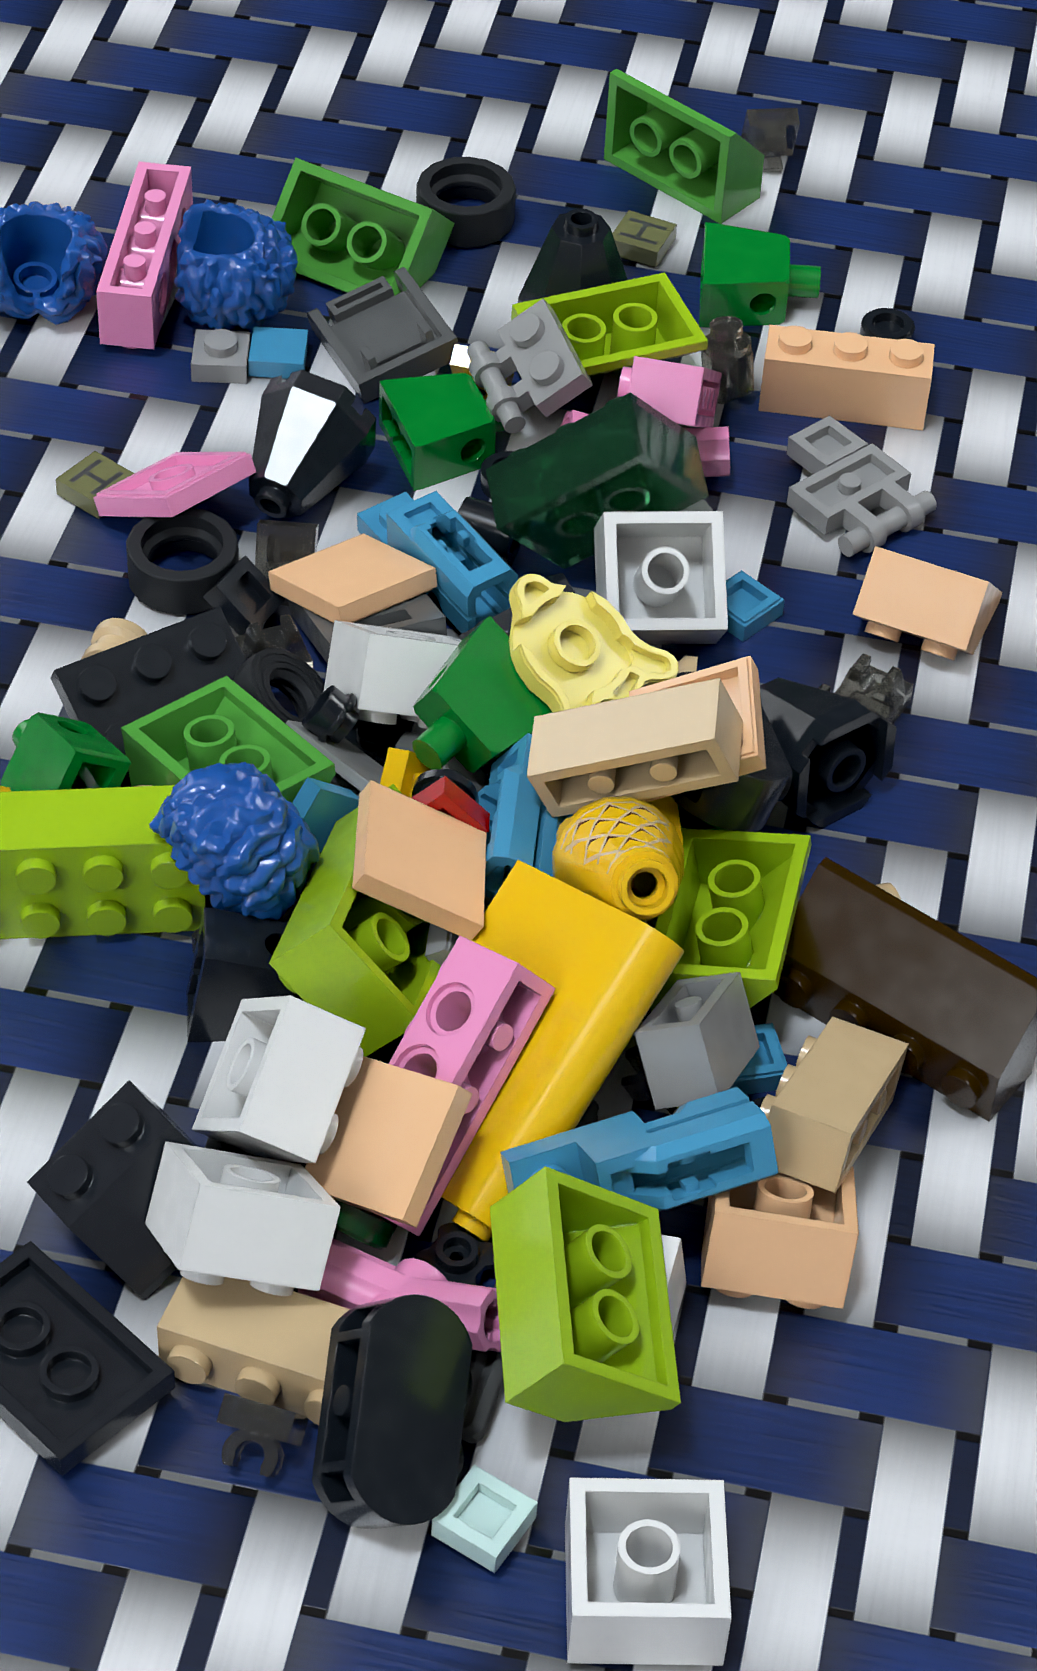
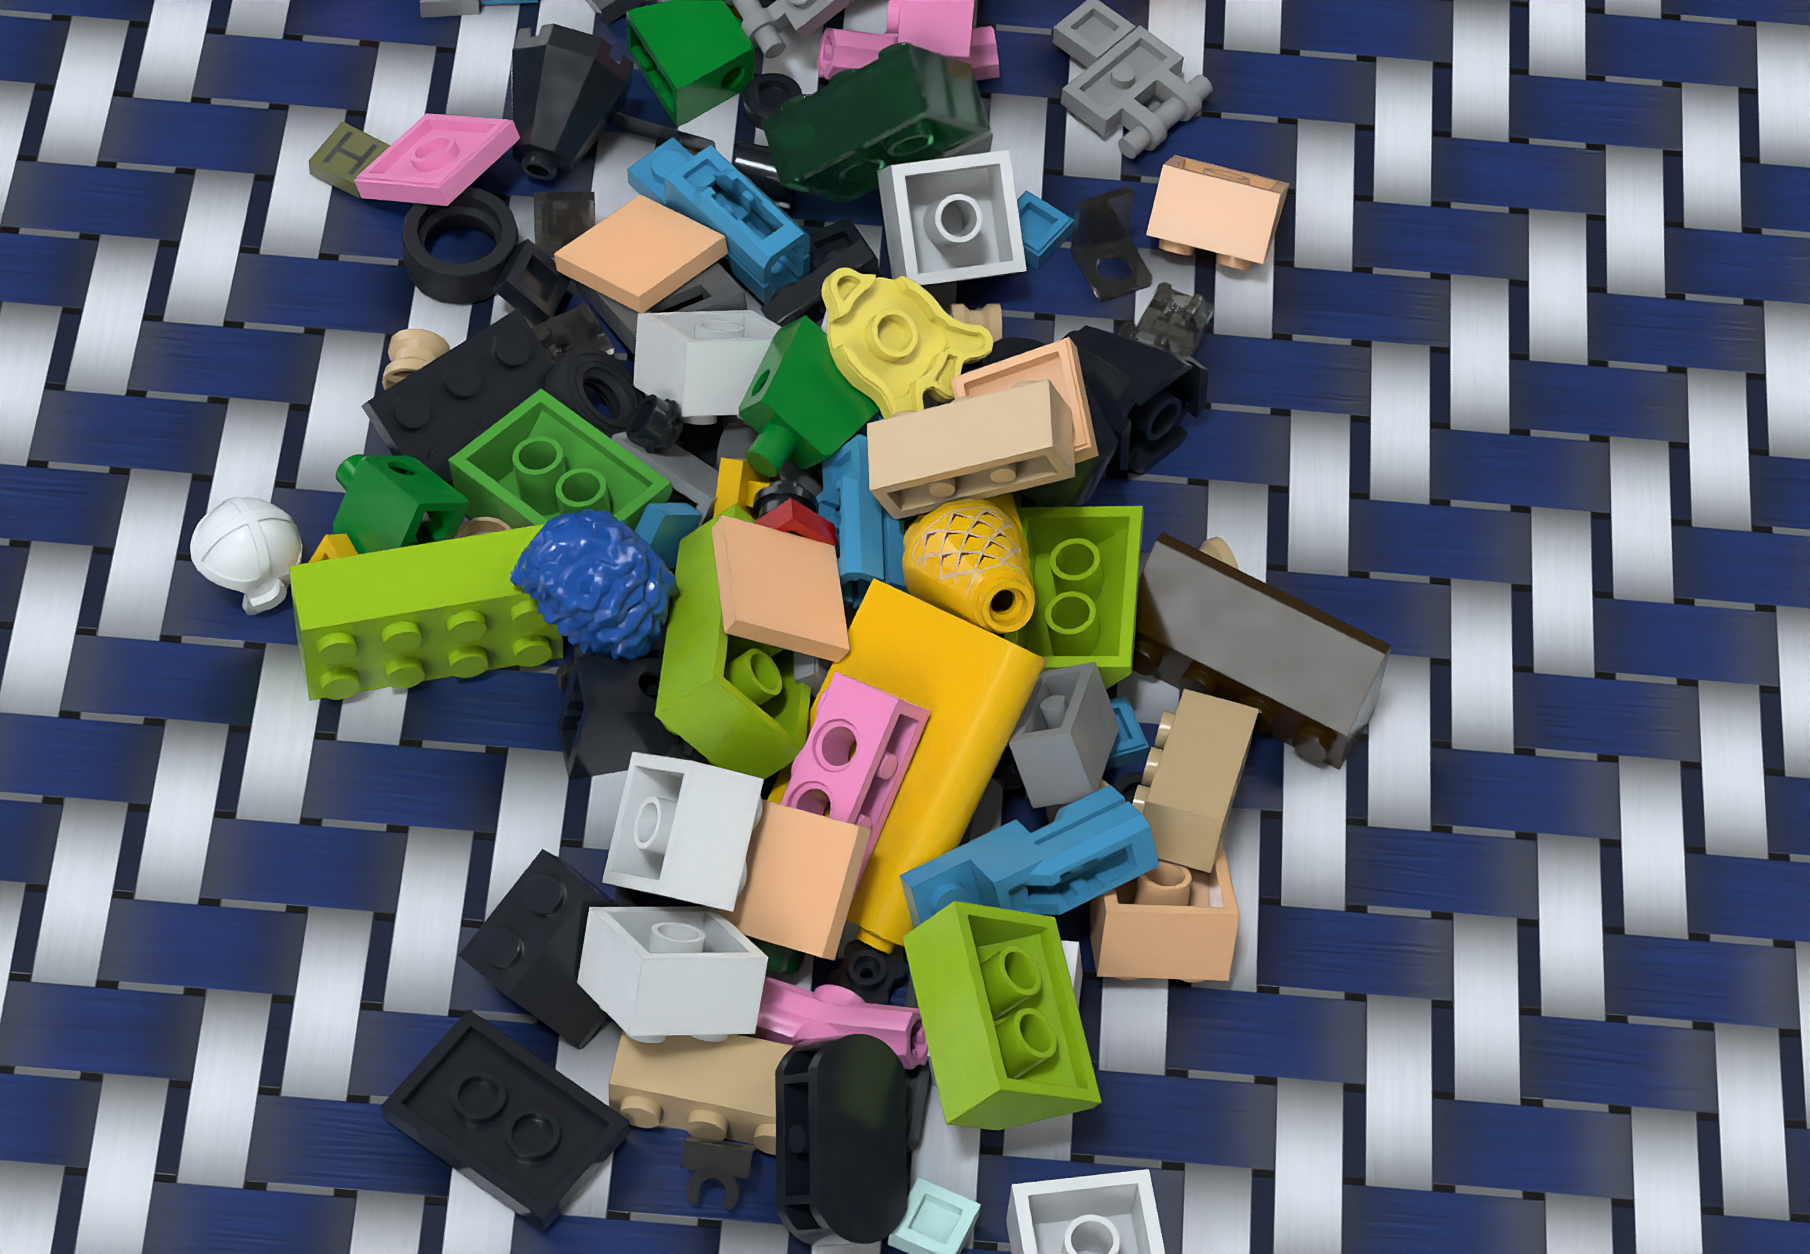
camera: 10 degrees left, 10 degrees up
(384, 484) = (660, 132): none -> black sticker
(811, 613) = (1103, 233): none -> clear smoke bracket

